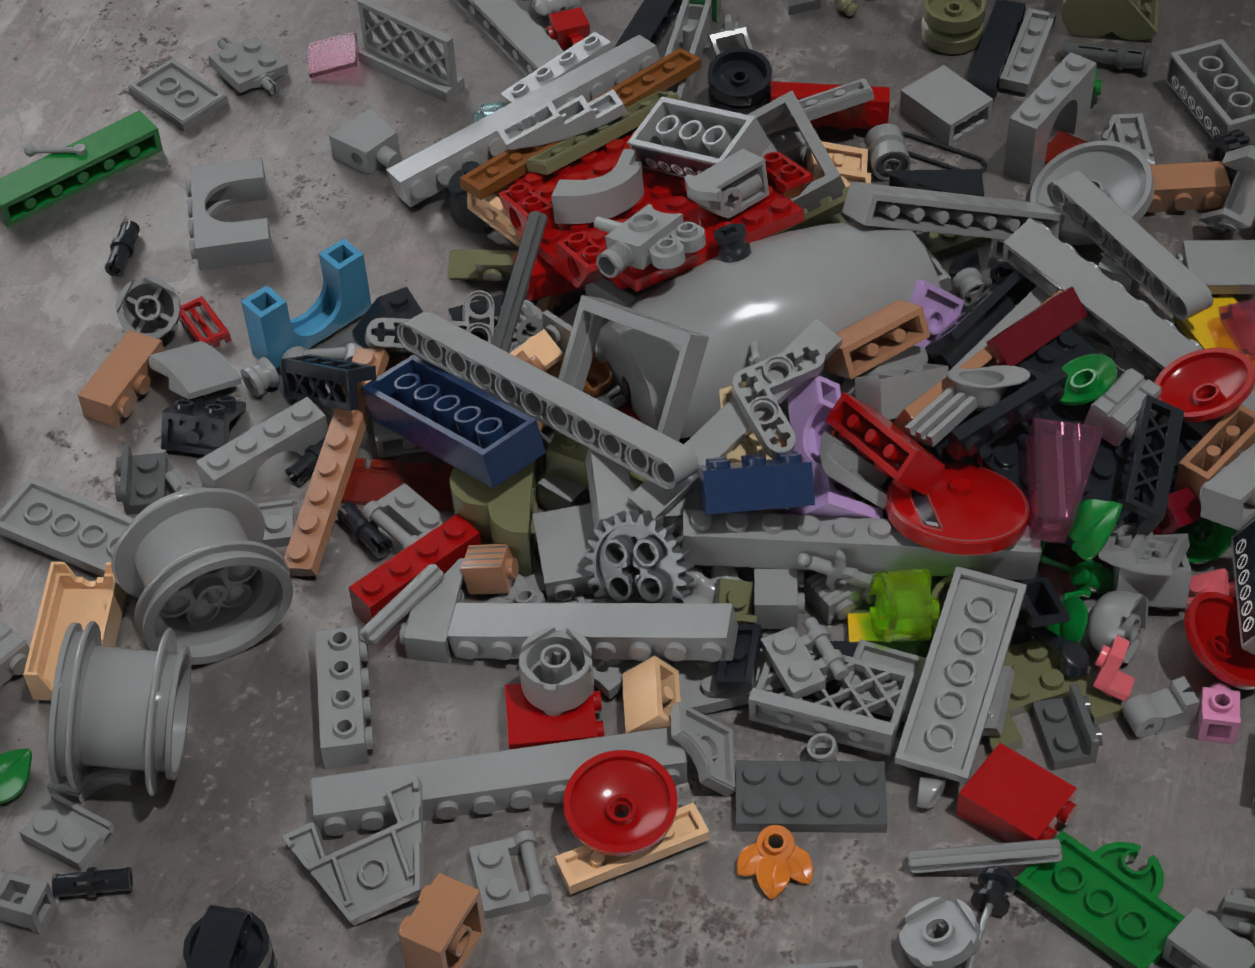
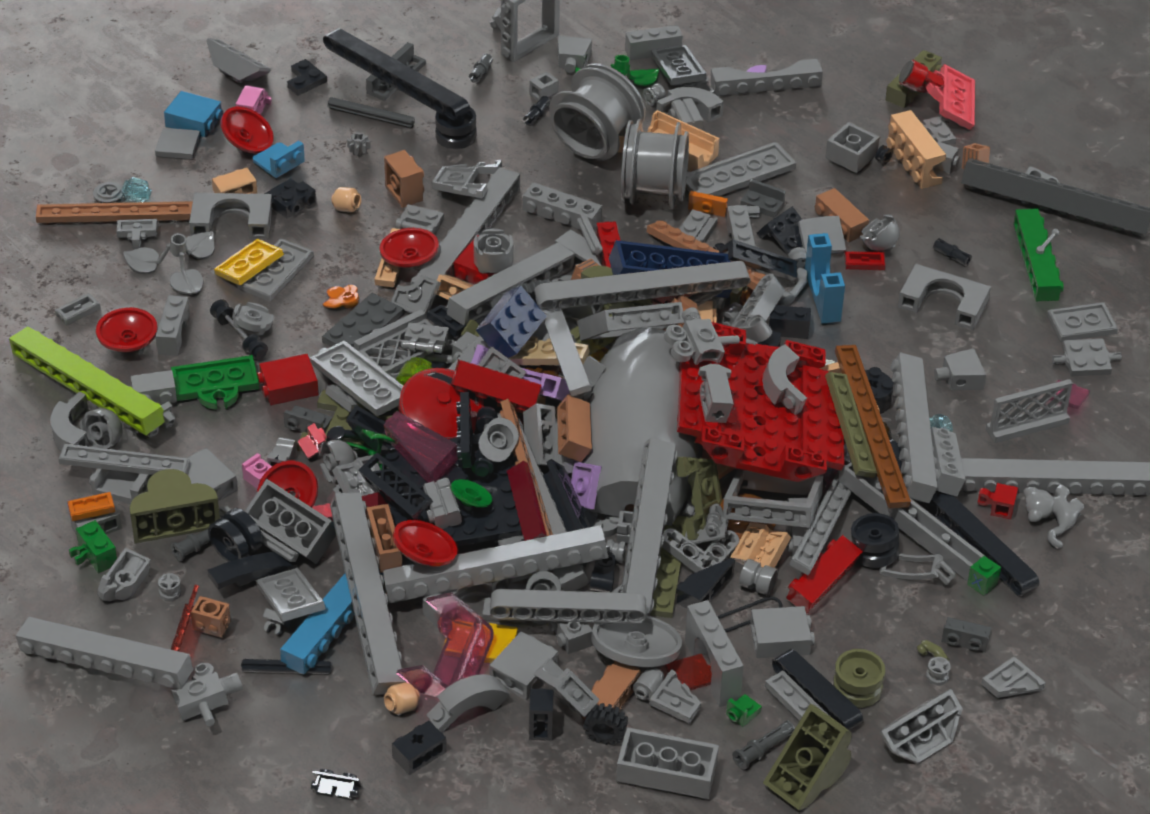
camera: 120 degrees right, 5 degrees down
(519, 280) = (762, 337): dark grey axle -> none
(551, 124) = (866, 400): light grey slope -> none
(693, 137) = (776, 417): light grey brick -> none
(732, 242) = (672, 377): black wheel -> none
(766, 387) = (564, 346): light grey beam -> none
(937, 413) = (494, 407): light grey tile -> none
(985, 856) = (272, 351): light grey axle -> none

